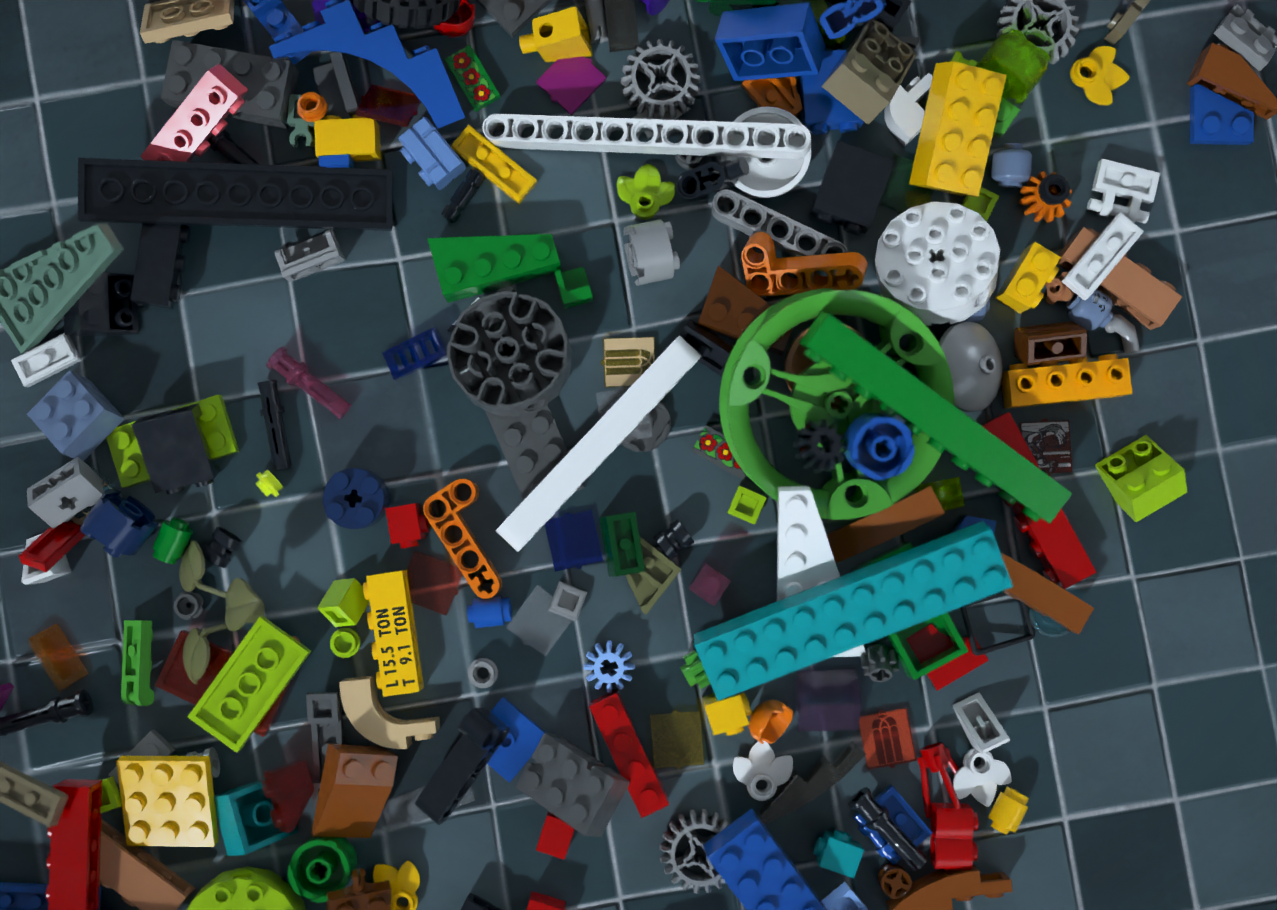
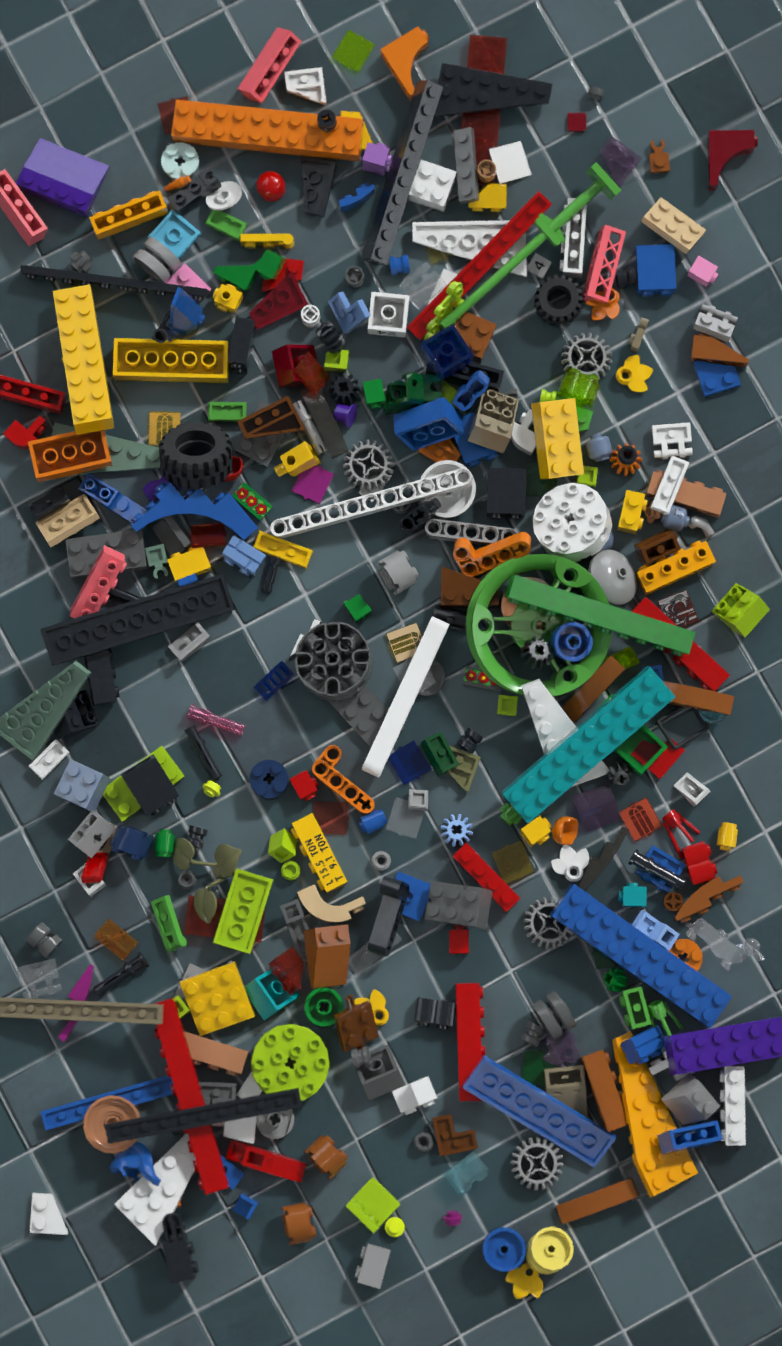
camera: 20 degrees left, 5 degrees down
(307, 102) = (159, 549): orange plate -> none
(490, 262) = (302, 610): green wedge -> none
(645, 187) = (380, 533): lime plate -> none
(709, 584) = (500, 760): clear pink brick -> none
(980, 780) = (706, 824): white plate -> none

